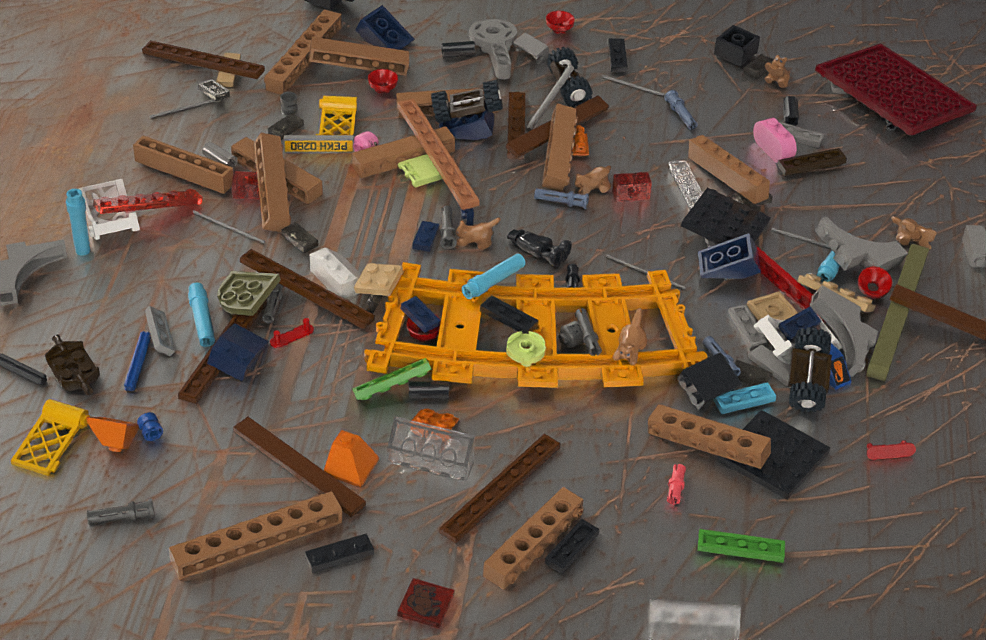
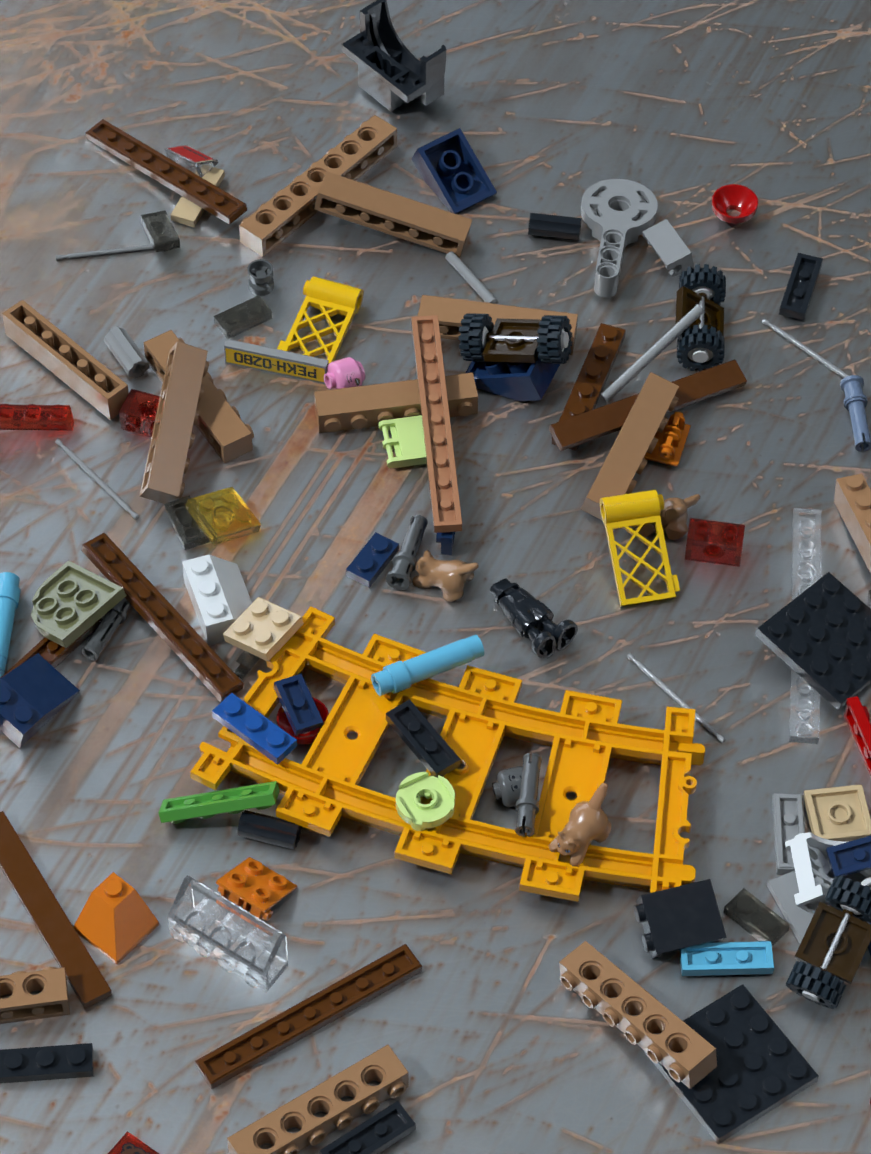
camera: 20 degrees right, 10 degrees up
(218, 50) = (191, 159): none -> clear slope
(285, 338) = (115, 688): red piece -> none
(322, 228) = (223, 515): none -> clear yellow plate
(383, 80) = (415, 257): red piece -> none
(398, 332) = (254, 728): none -> blue plate
(415, 82) = (470, 278): none -> light grey bar
(572, 198) = (598, 535): sand blue pin -> none
(572, 277) = (557, 685): black axle -> none
(583, 174) = (633, 511): none -> yellow piece
(676, 484) = (560, 1078): coral pin -> none
(714, 348) = (721, 878): sand blue pin -> none
(730, 259) = (804, 713): dark blue slope -> none

